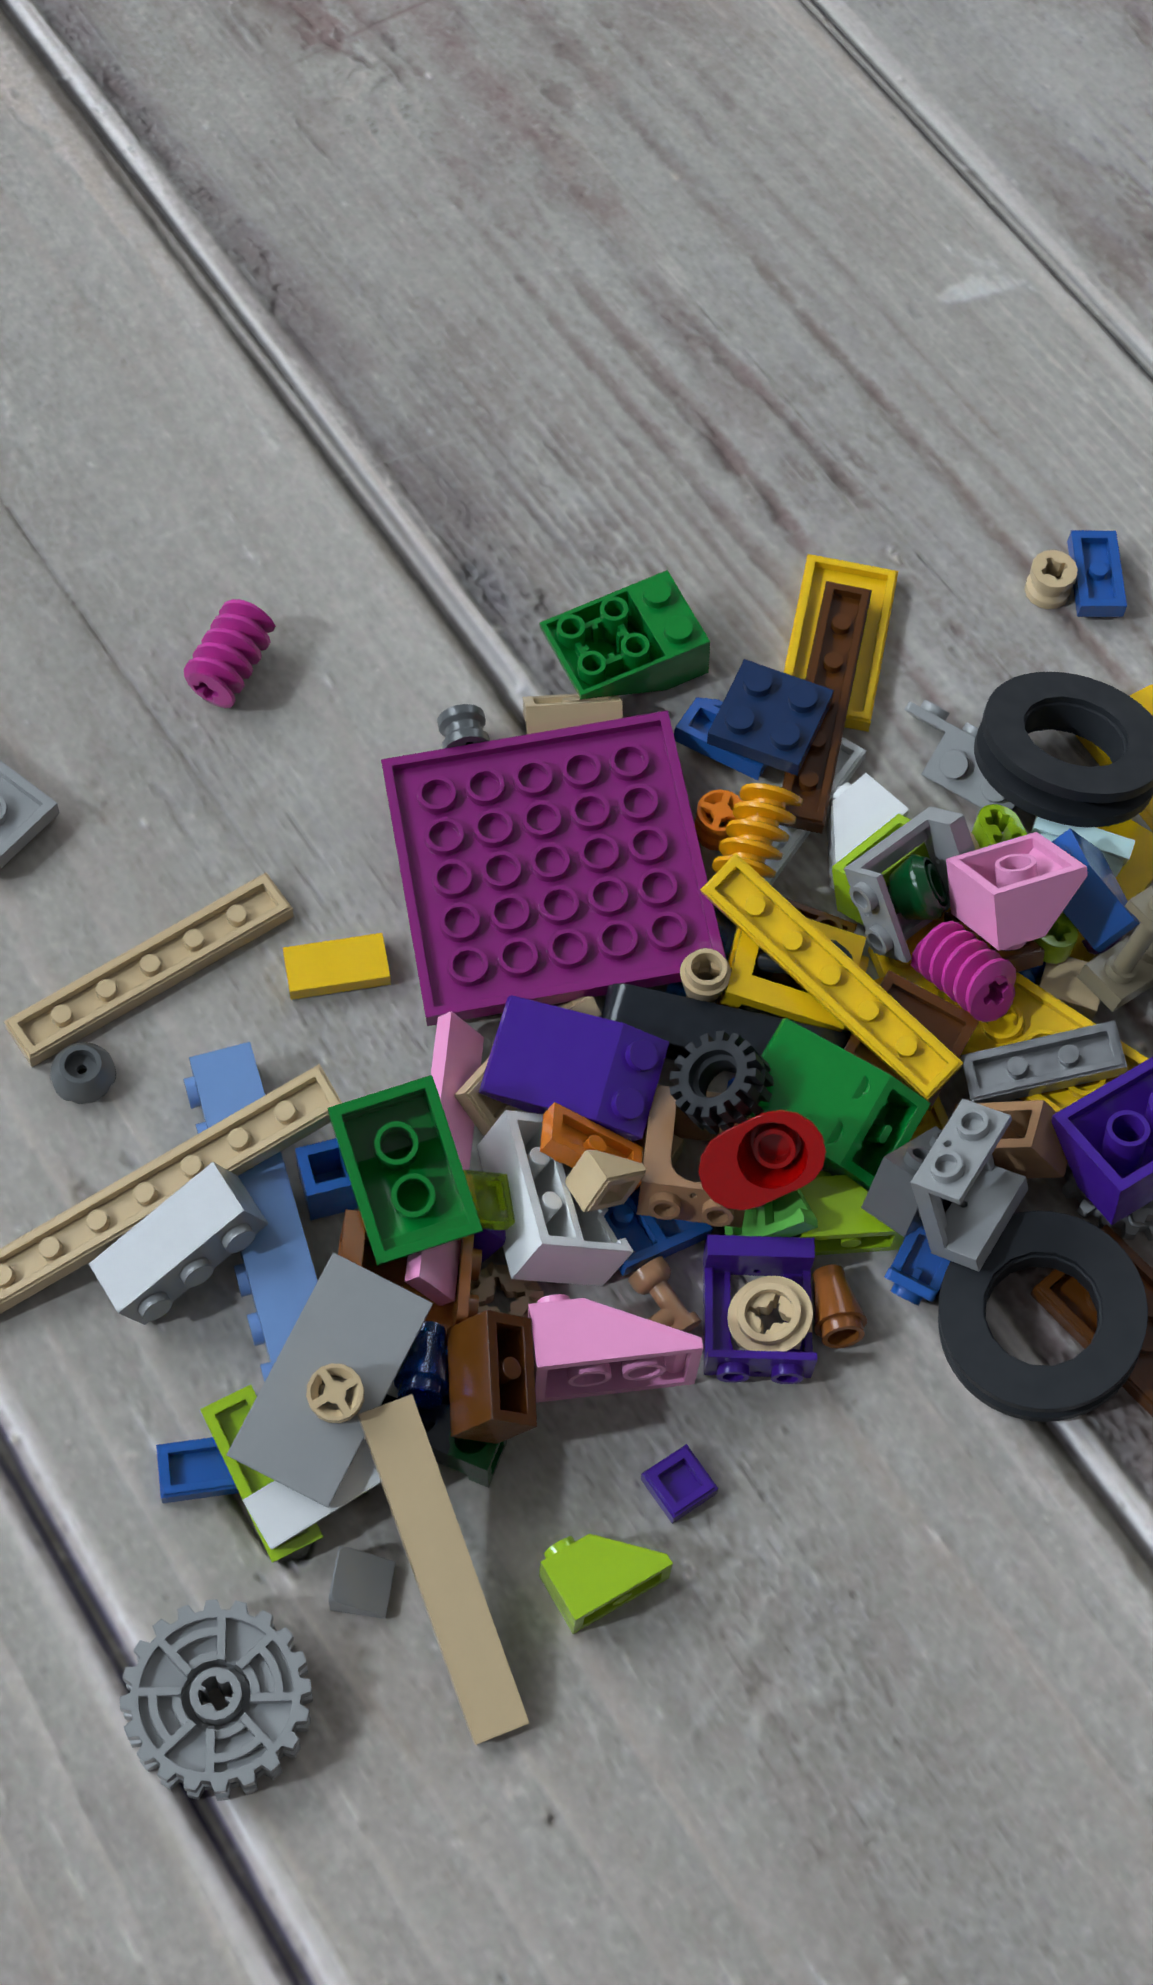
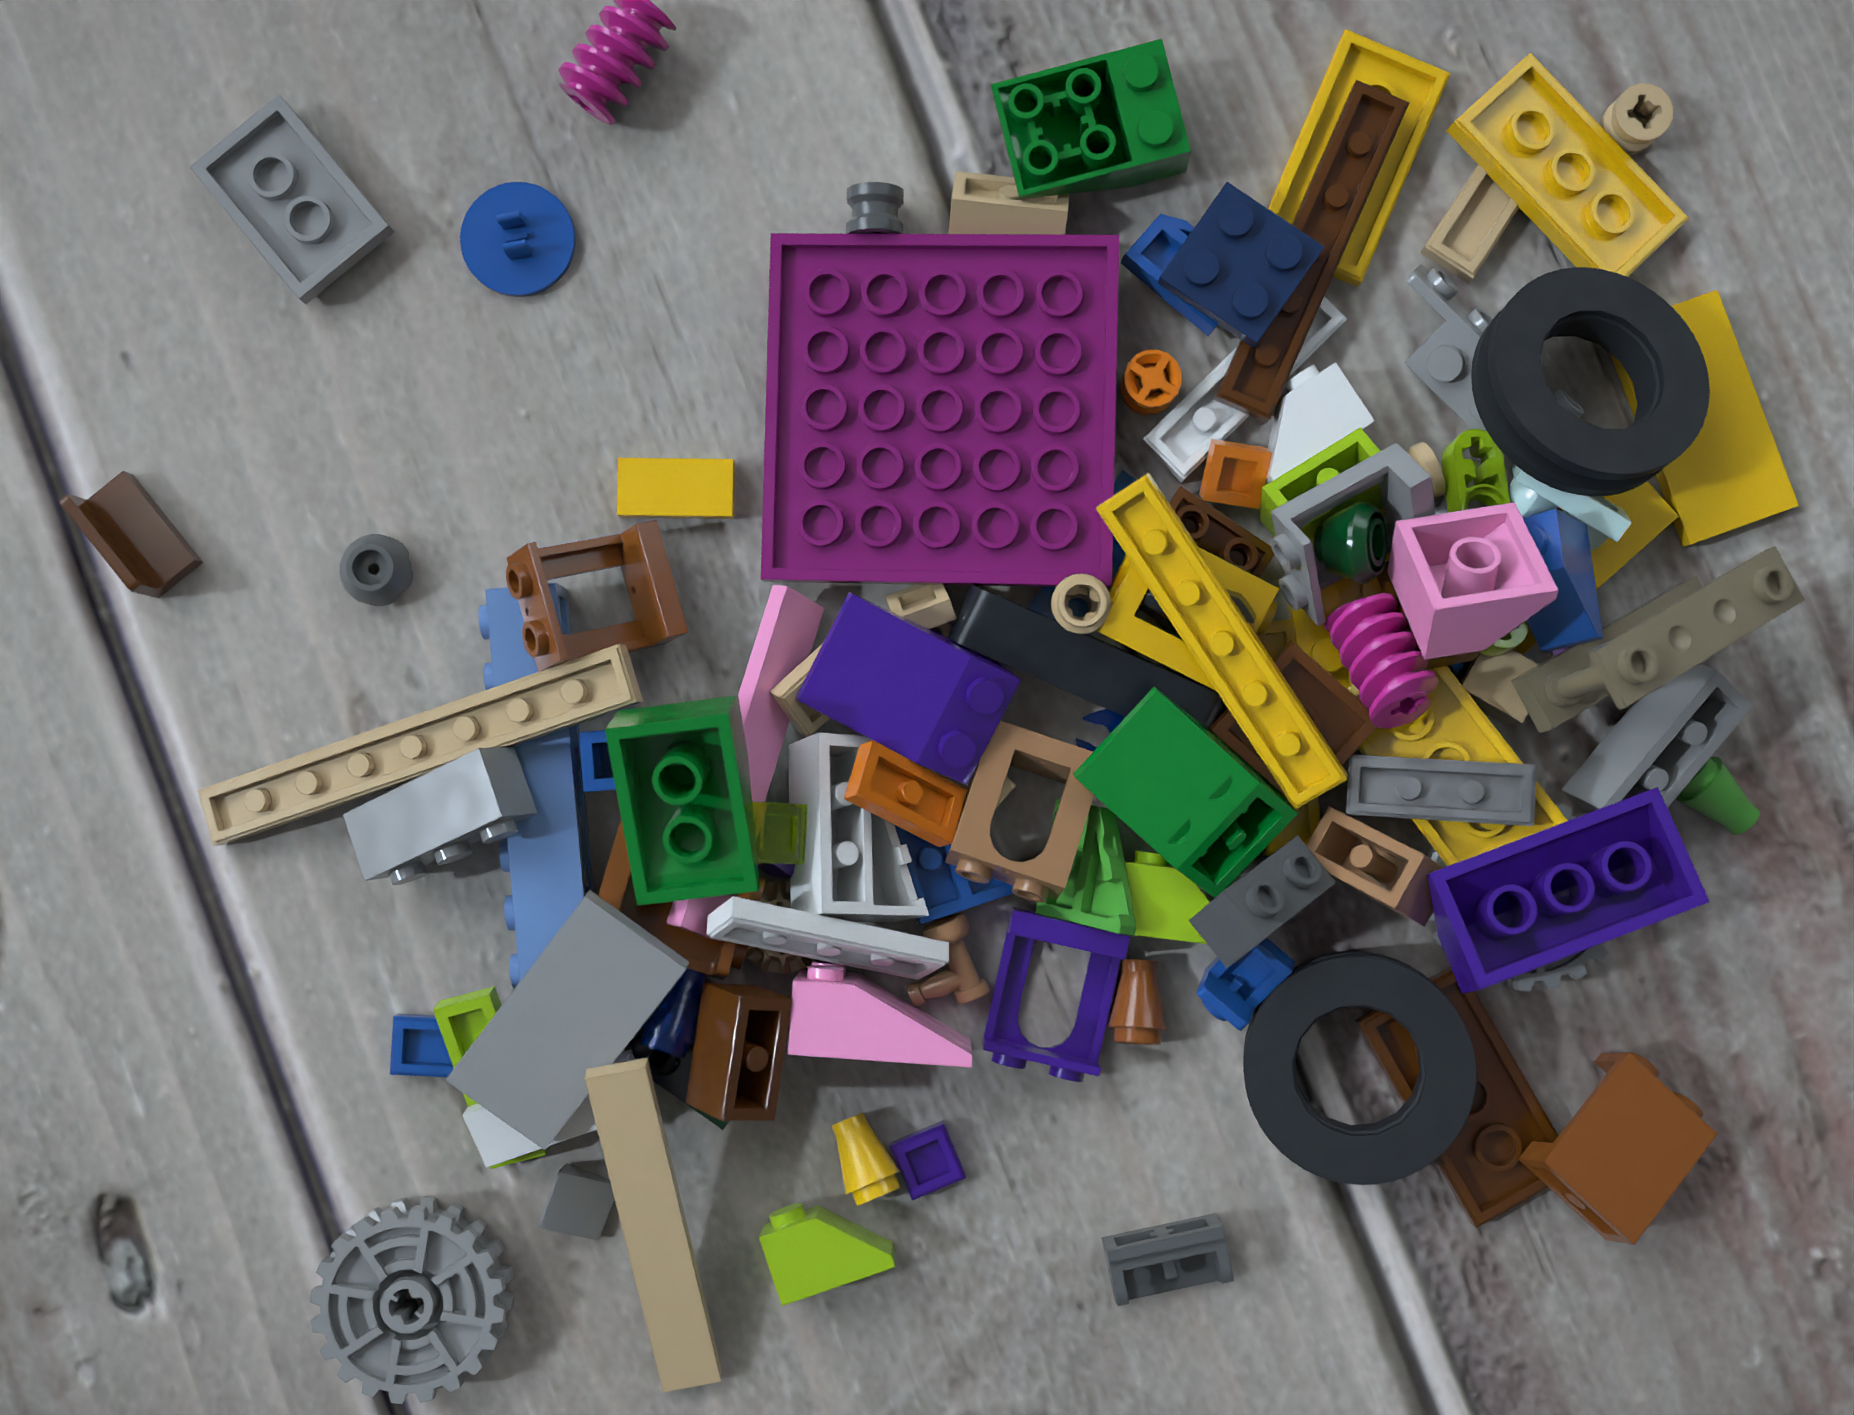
camera: 20 degrees right, 25 degrees up
(148, 969) = (468, 452): tan tile -> none
(165, 804) = (517, 239): none -> blue piece
(315, 1018) = (647, 580): none -> dark orange panel
(331, 1386) = (555, 1066): tan wheel -> none
(533, 1273) = (826, 938): none -> white tile
(603, 1180) = (905, 840): tan slope -> none
(624, 1492) = (864, 1160): none -> yellow cone
(704, 1065) = (1034, 743): black tyre -> none
(758, 826) = (1185, 428): light orange piece -> none
(760, 1298) = (1037, 1011): tan gear -> none
(762, 1159) = (1090, 859): red piece -> none
(807, 873) = (1235, 473): none -> orange plate
(921, 1525) = (1167, 1258): none -> dark grey hinge
(949, 666) = (1471, 226): none -> tan tile
(966, 1175) = (1308, 954): light grey panel -> none
(1006, 620) = (1566, 171): none -> yellow tile
(1099, 578) = (1701, 114): blue plate -> none

